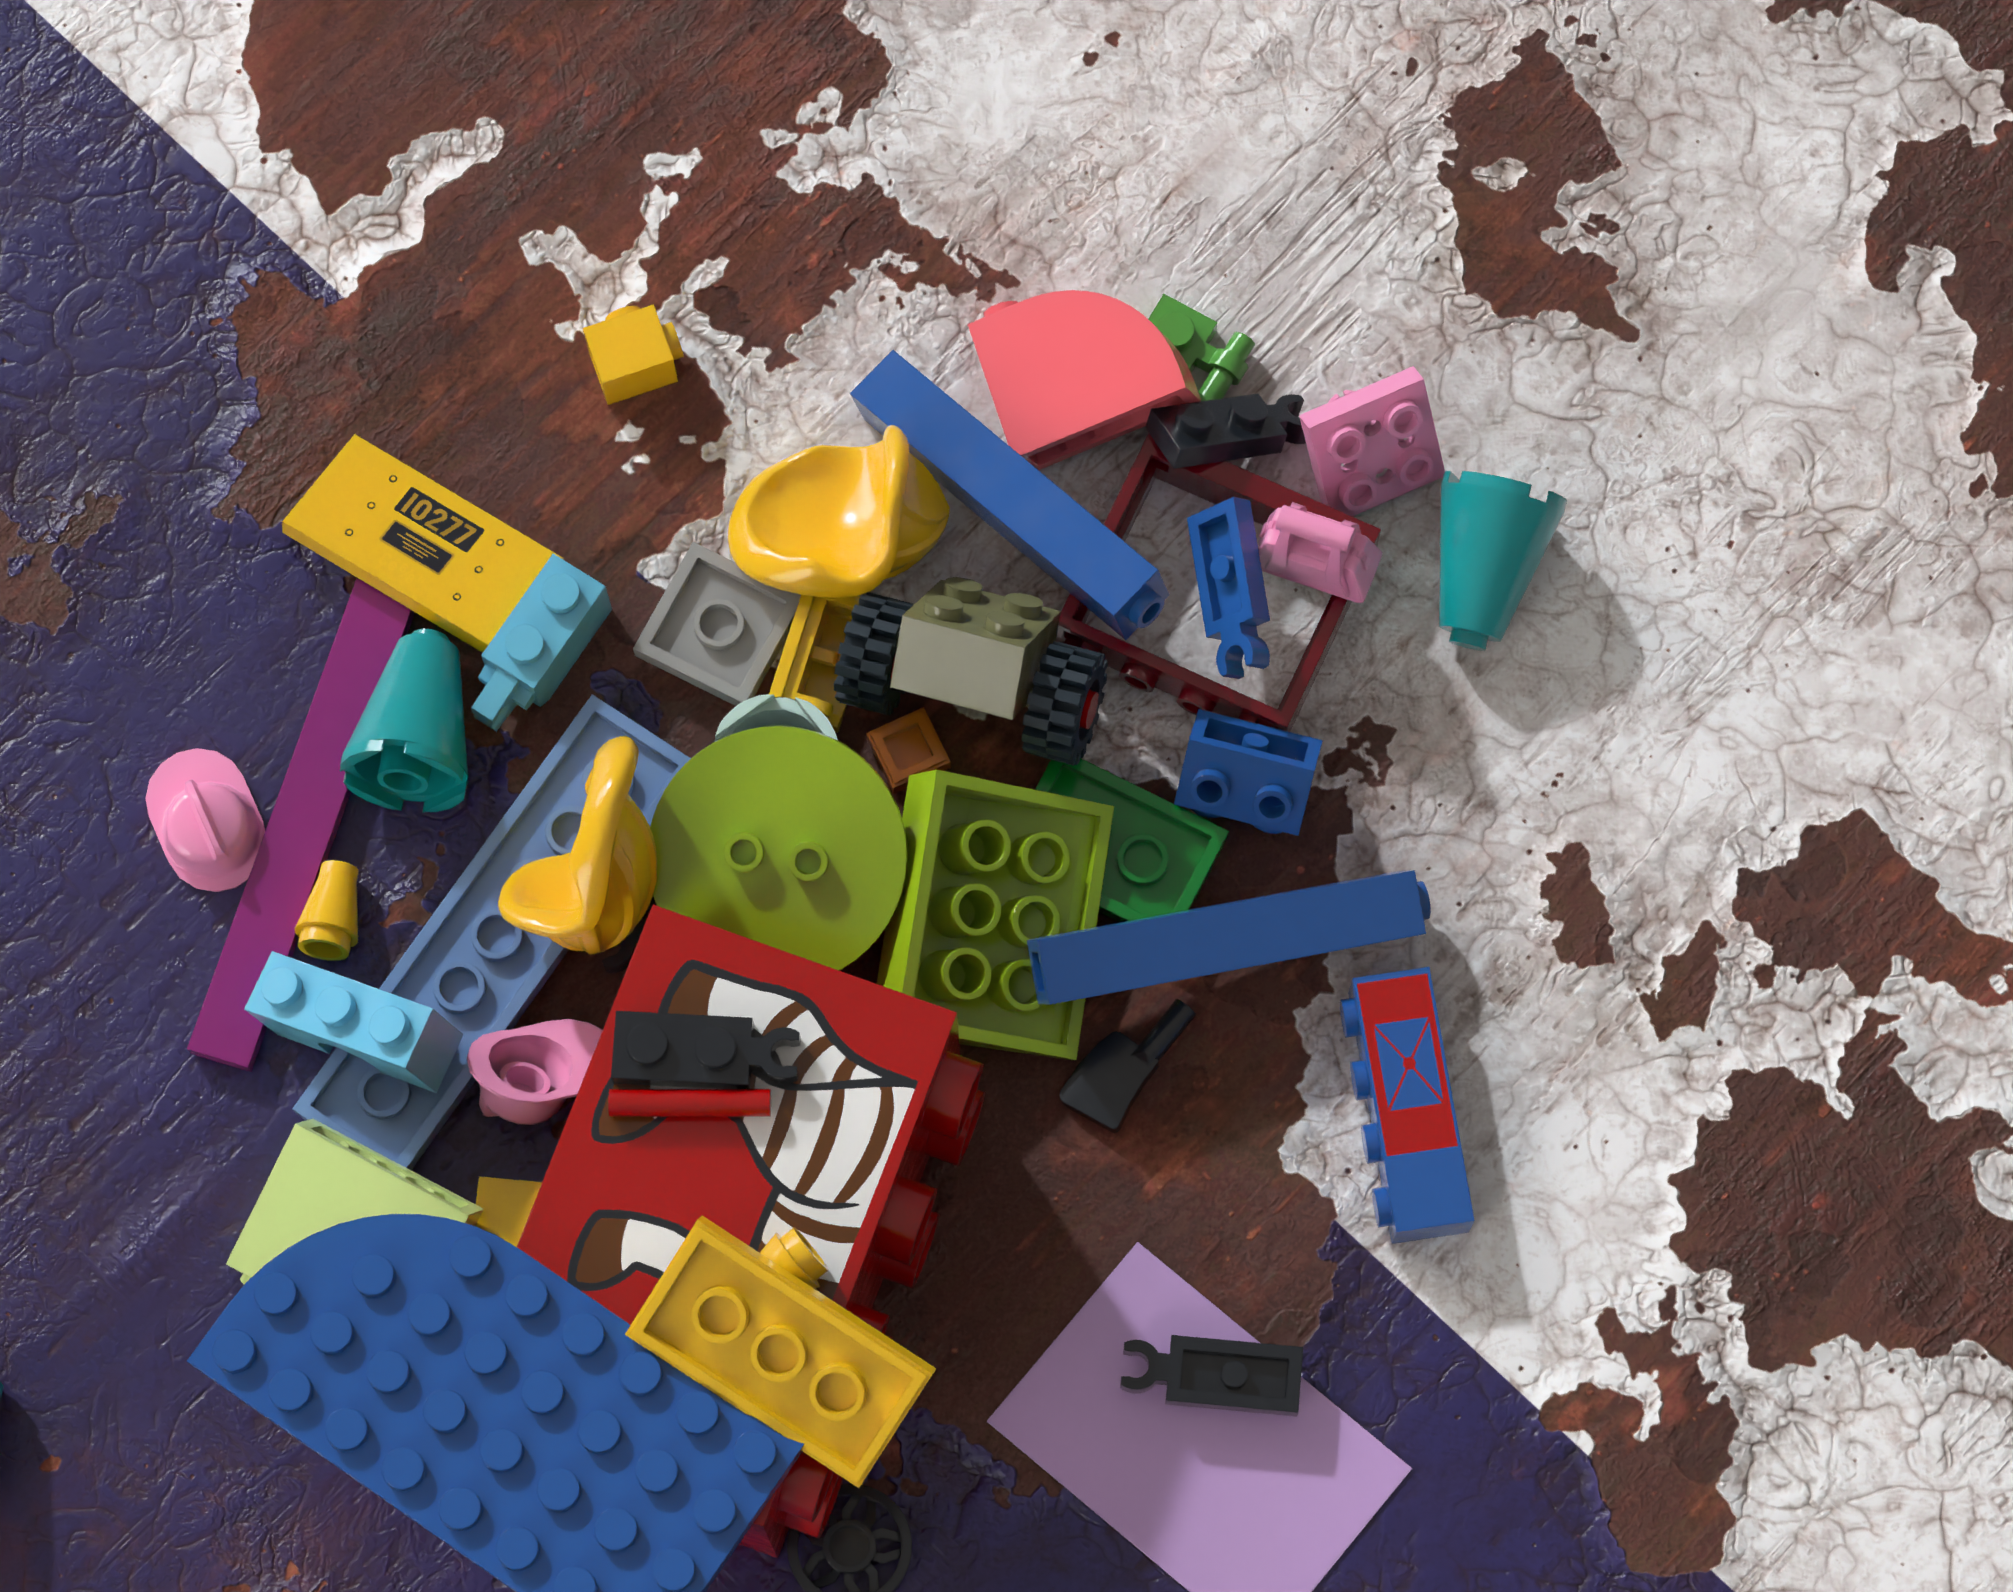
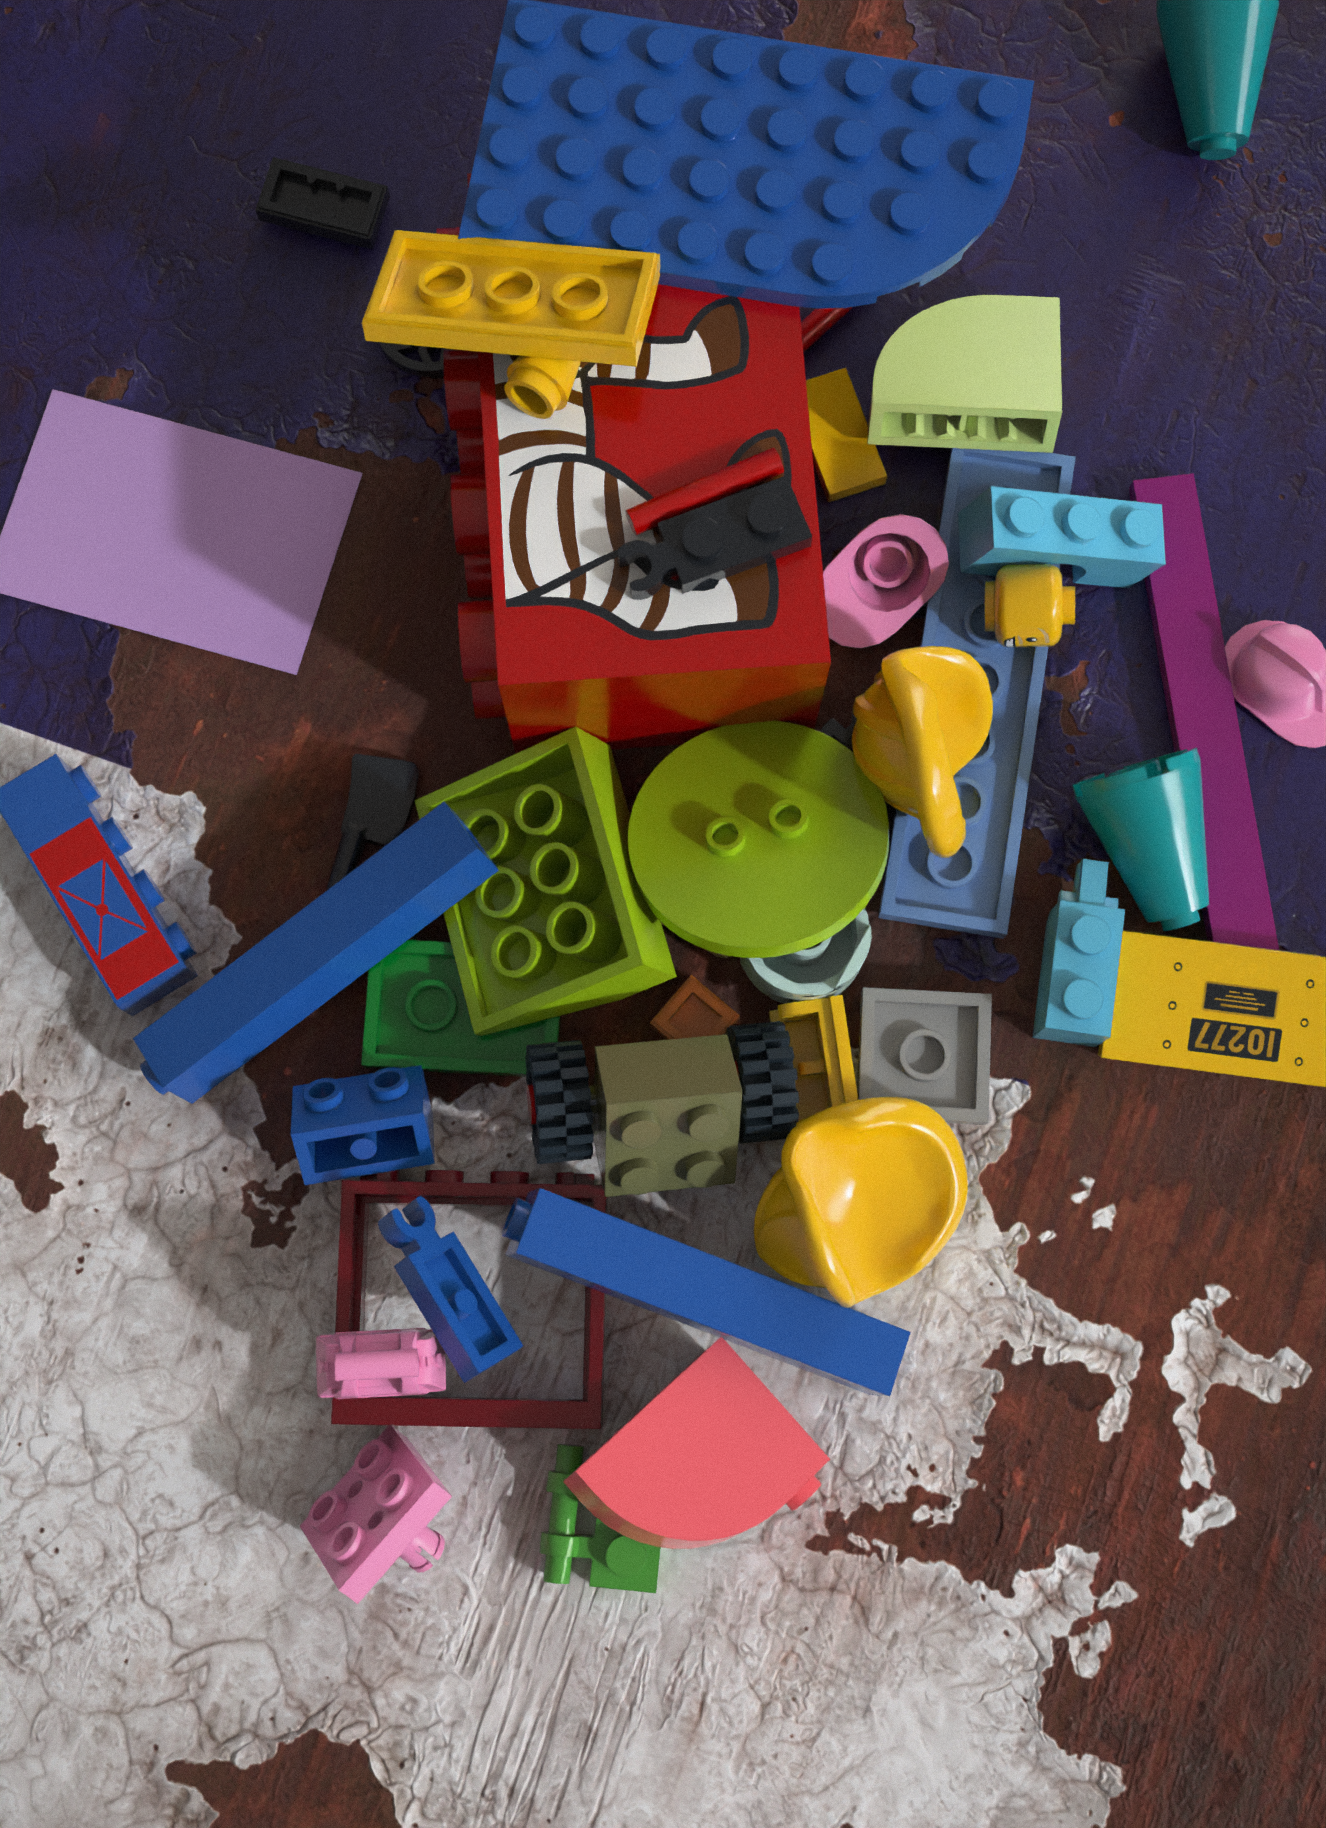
camera: 155 degrees right, 5 degrees up
(330, 915) = (1135, 641): yellow cone -> none
(420, 965) = (1028, 605): none -> yellow head
(633, 352) = (1142, 1290): yellow brick -> none
(1221, 1374) = (172, 582): black plate -> none
(1225, 429) = (526, 1464): black plate -> none
(1489, 552) = (217, 1453): teal cone -> none

